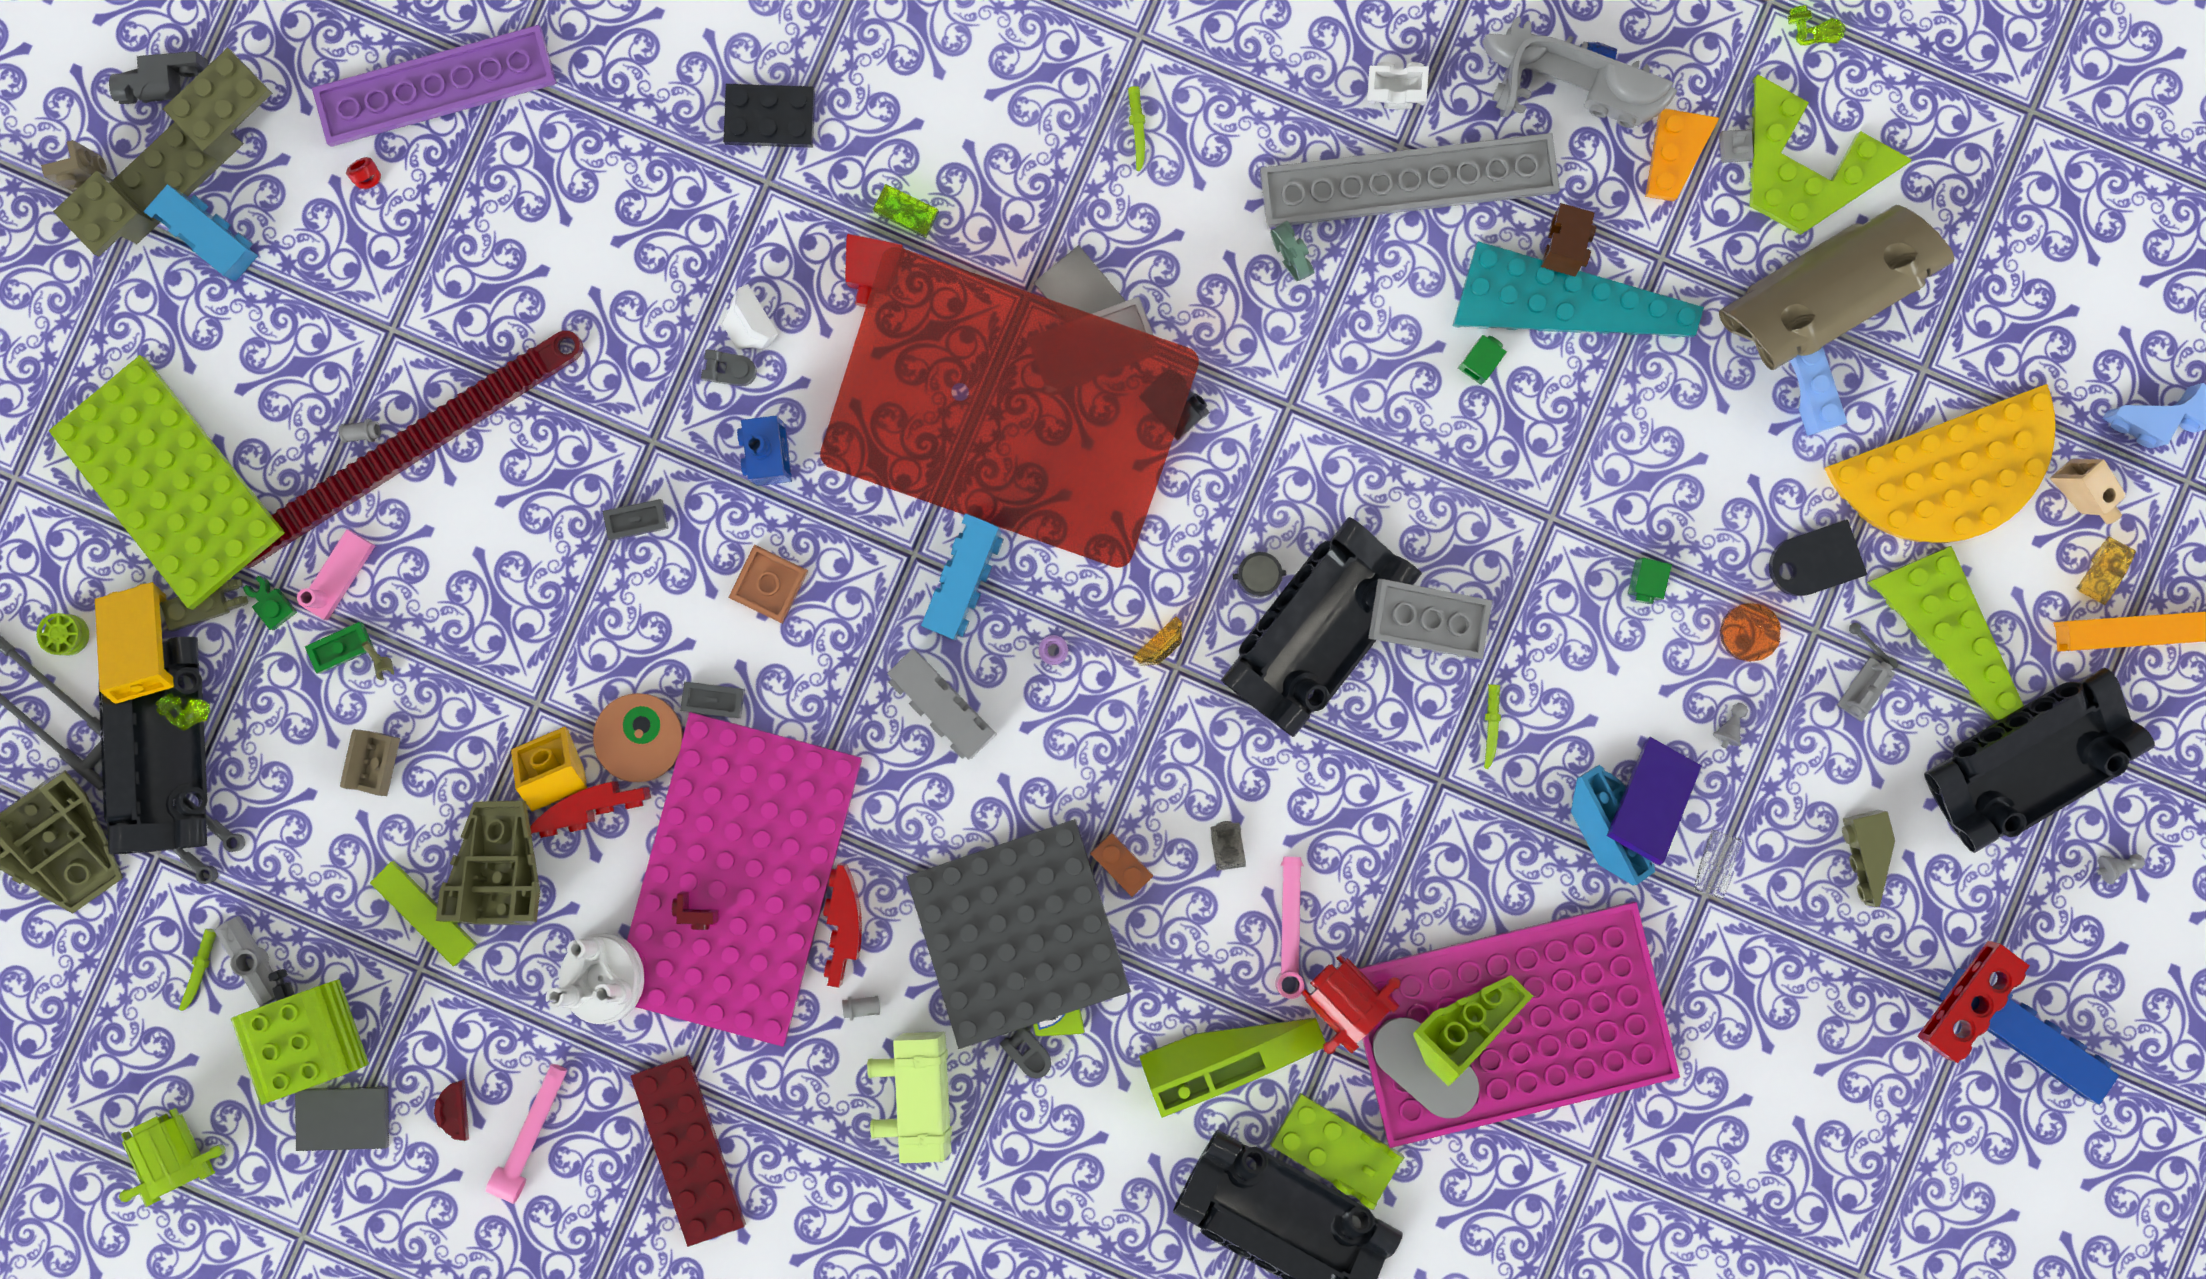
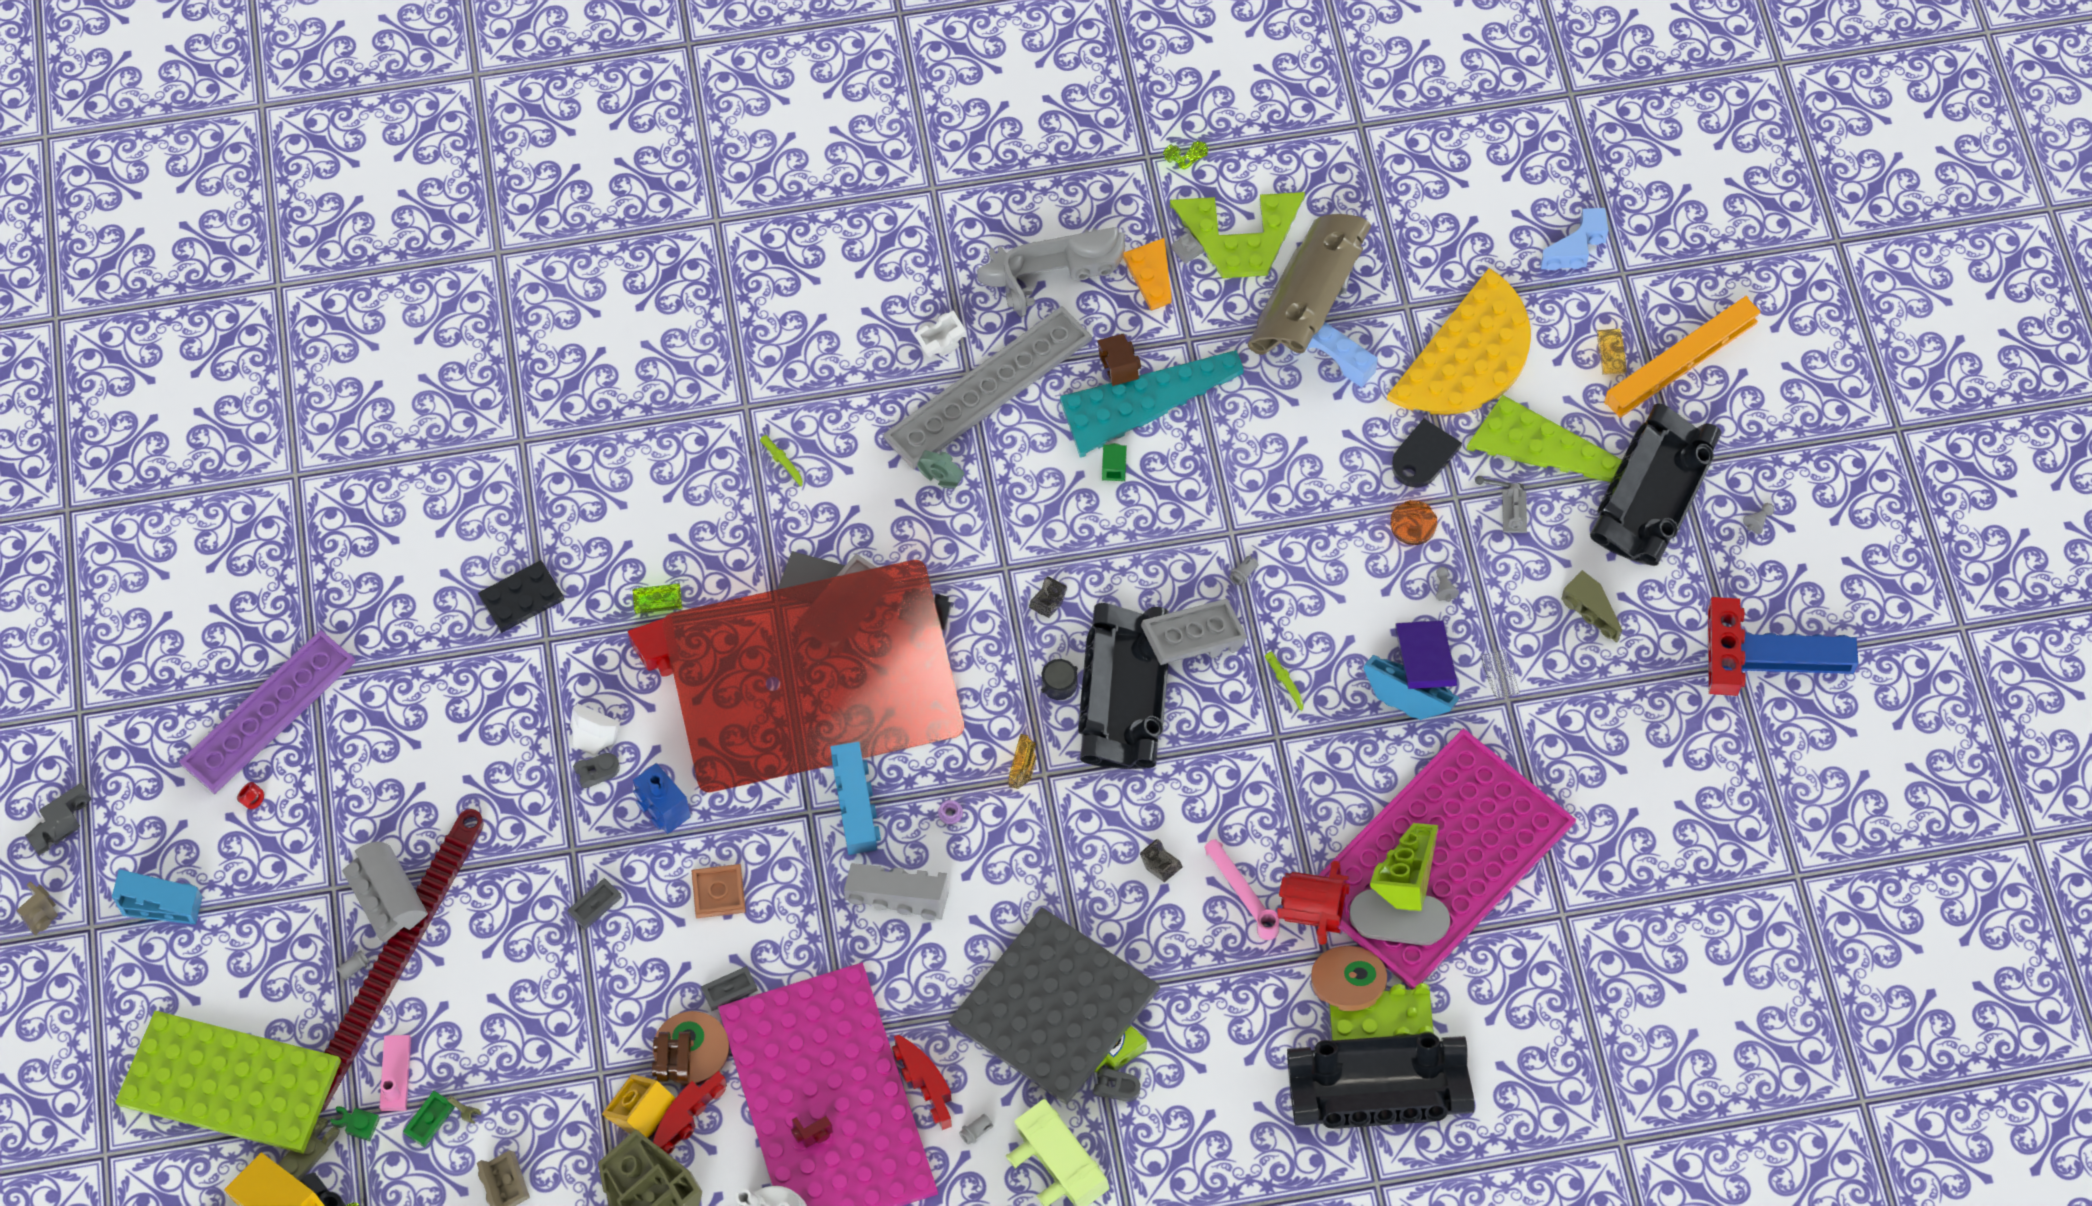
camera: 30 degrees left, 25 degrees down
(179, 157) = (113, 845): olive bracket -> none
(431, 372) = (384, 890): none -> light grey brick
(606, 725) = (663, 1045): none -> reddish brown brick
(1121, 864) = (1095, 917): dark orange brick -> none
(1223, 1060) = (1256, 1004): lime wedge -> none
(1308, 474) = (1049, 597): none -> clear smoke bracket
(1331, 1095) = (1349, 978): none -> nougat tile
(1528, 575) = (1240, 574): none -> light grey pin
(1649, 580) = (1322, 528): green brick -> none
(2091, 488) = (1562, 308): tan torso -> none

